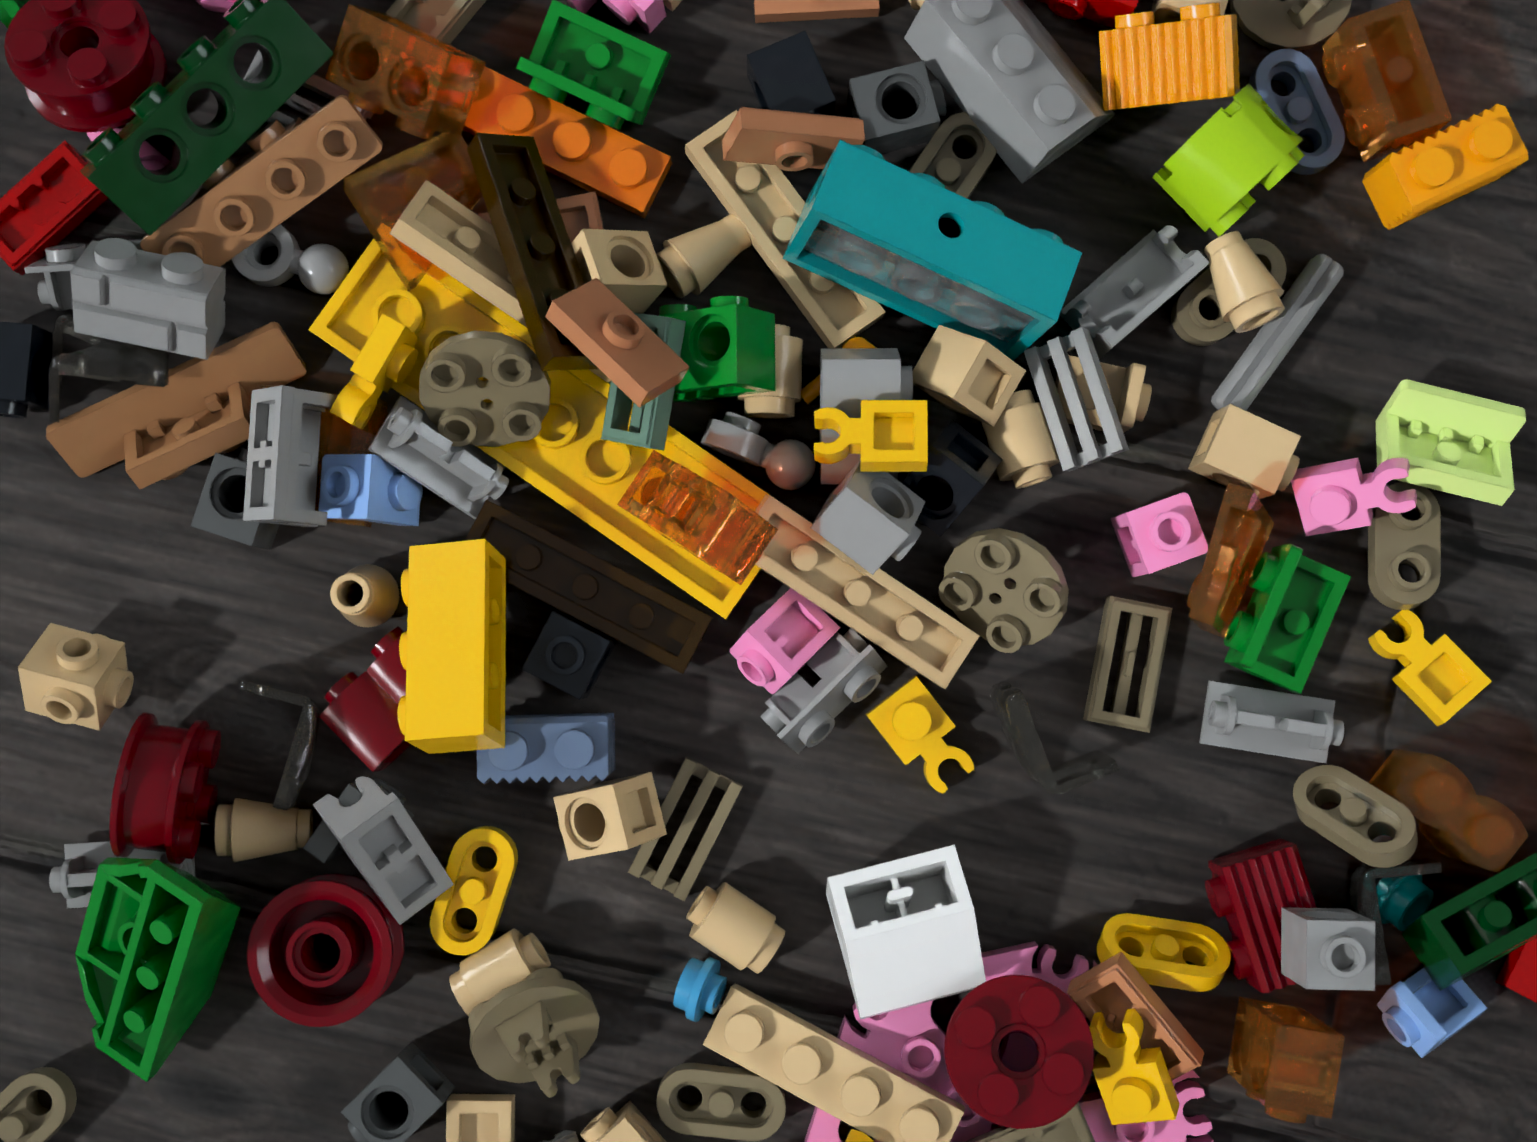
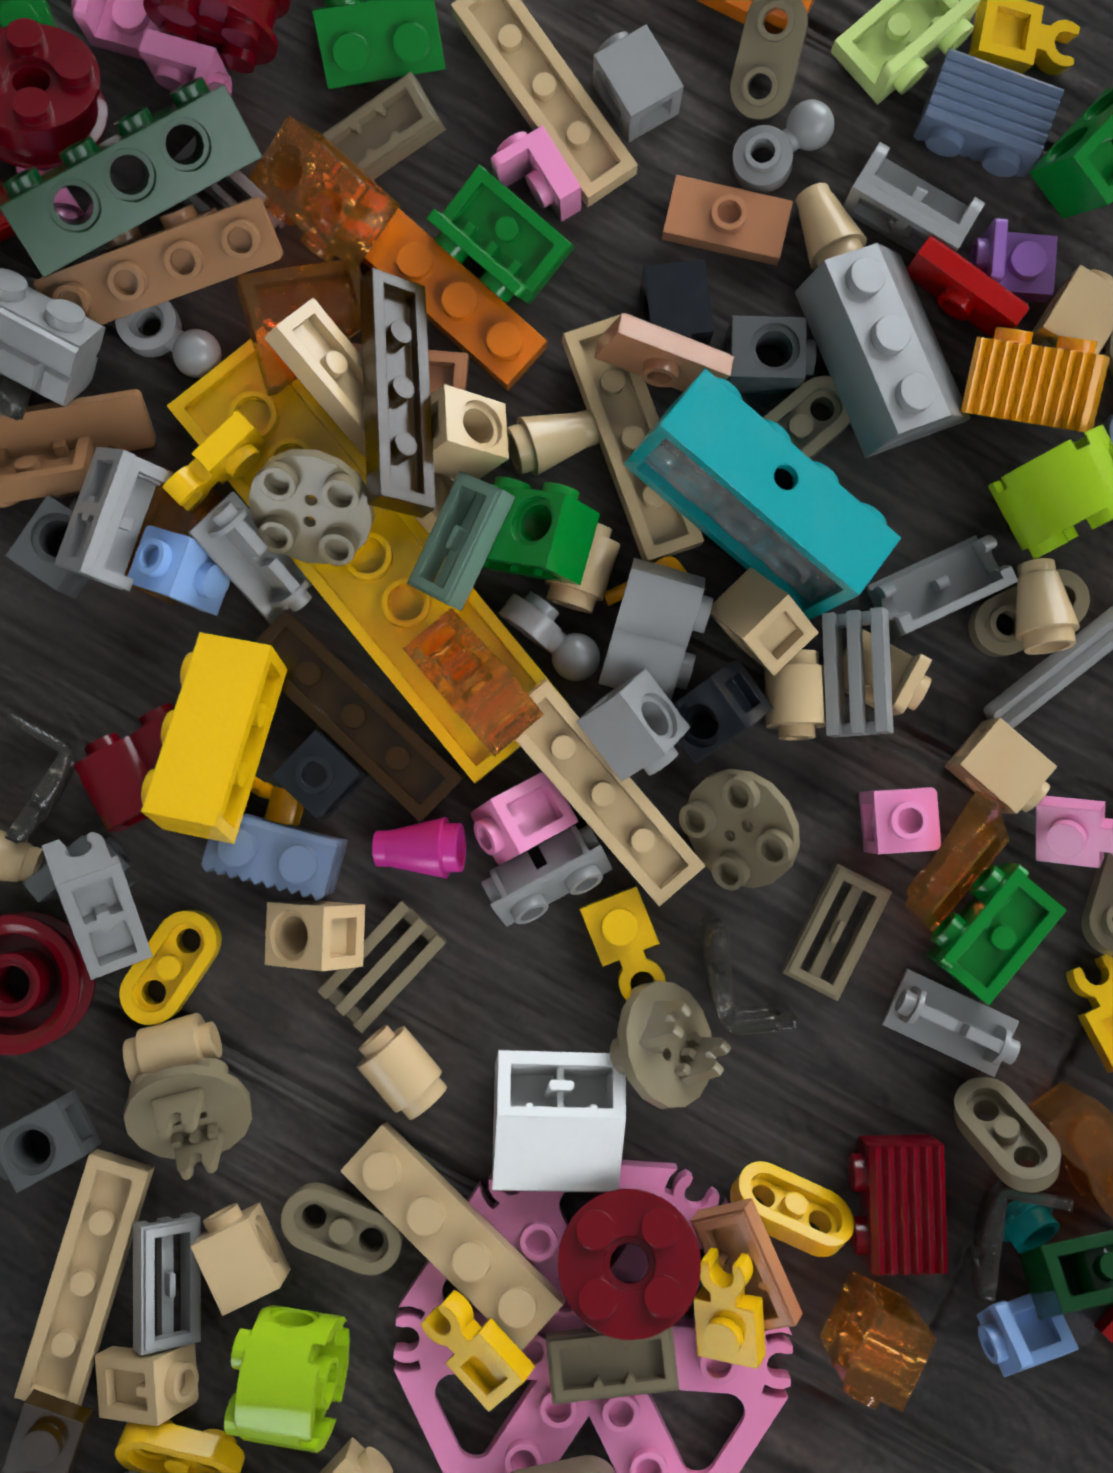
camera: 15 degrees right, 0 degrees up
(378, 599) = (160, 669): tan cone -> none
(540, 696) = (281, 806): none -> light orange hand
(617, 341) = (444, 497): nougat plate -> none
(693, 698) = (422, 848): none -> dark pink cone
(700, 988) = (353, 1118): dark azure plate -> none
(887, 436) = (670, 656): yellow plate -> none
(992, 825) = (666, 1045): none -> dark tan plate
(1328, 948) = (945, 1252): light grey brick -> none

